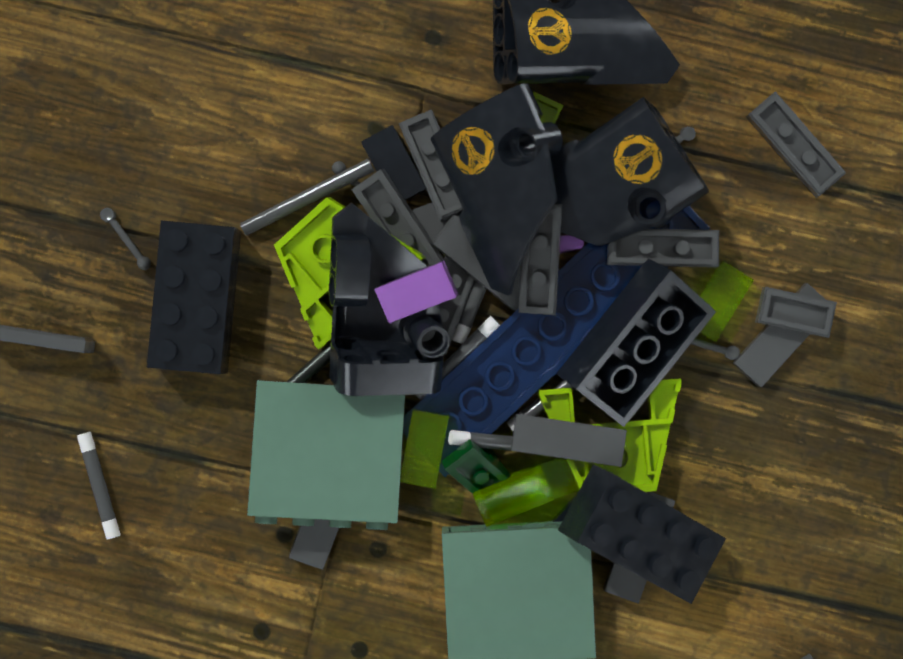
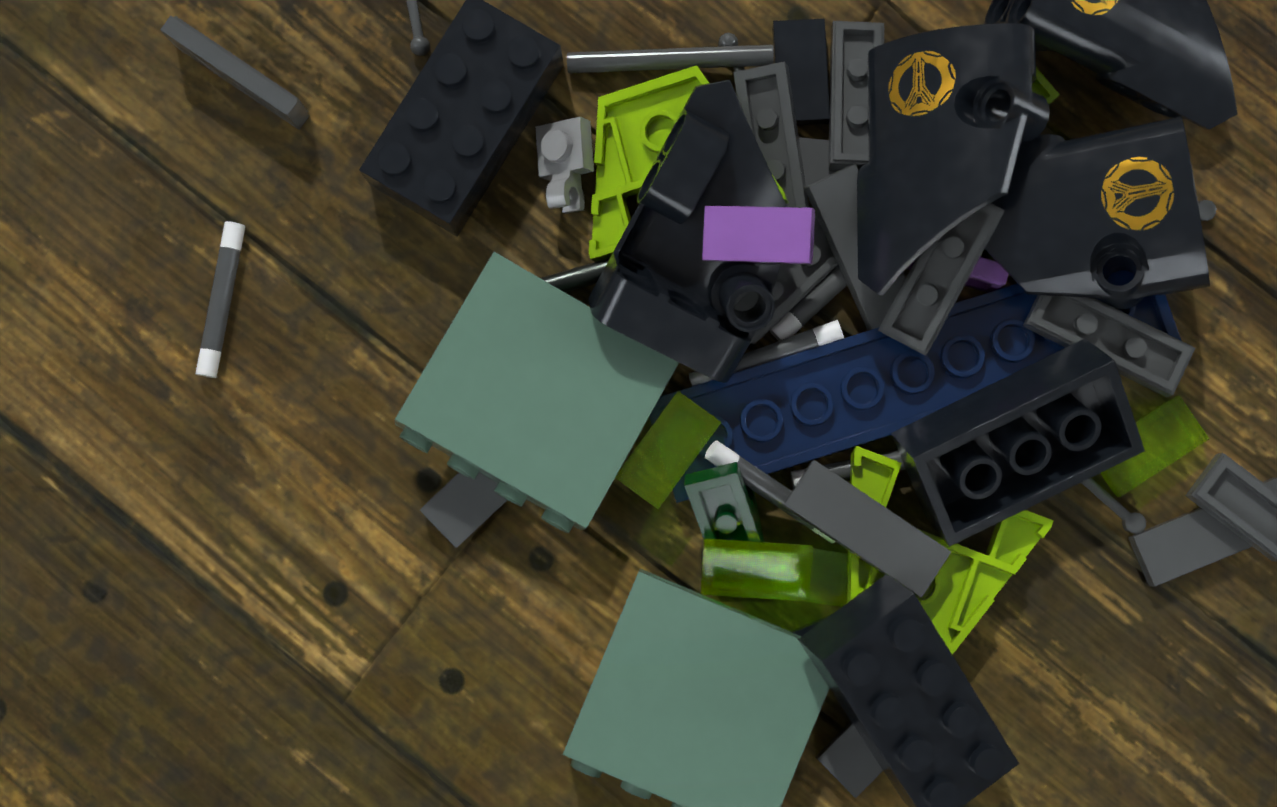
camera: 25 degrees right, 5 degrees down
(270, 292) = (564, 155): none -> light grey plate

